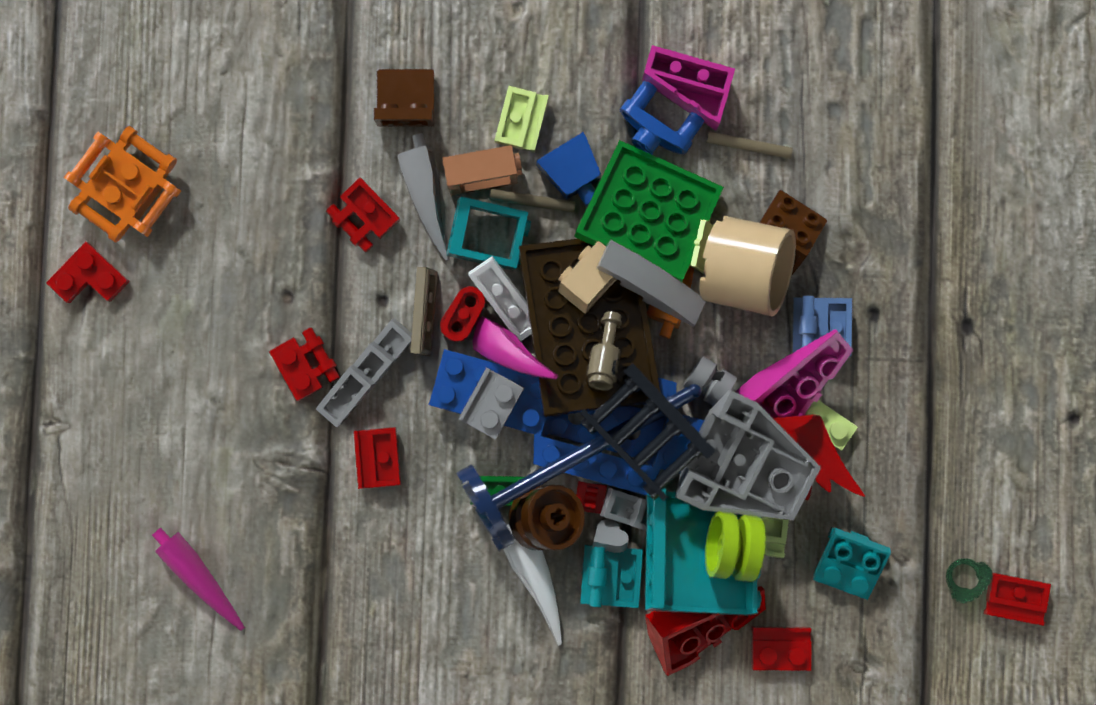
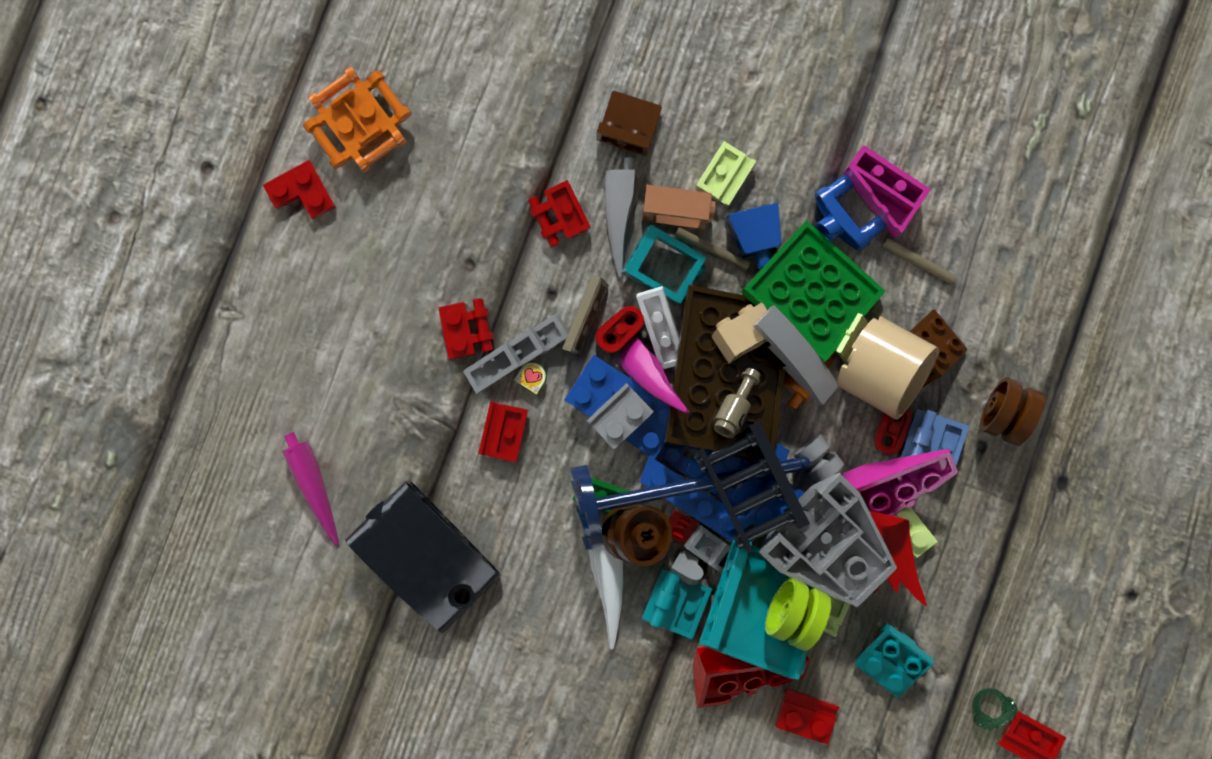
camera: 15 degrees right, 0 degrees up
(334, 612) = (422, 556): none -> black panel
(388, 392) = (531, 377): none -> tile
(777, 327) = (894, 430): none -> red plate
(890, 270) = (1012, 411): none -> reddish brown wheel

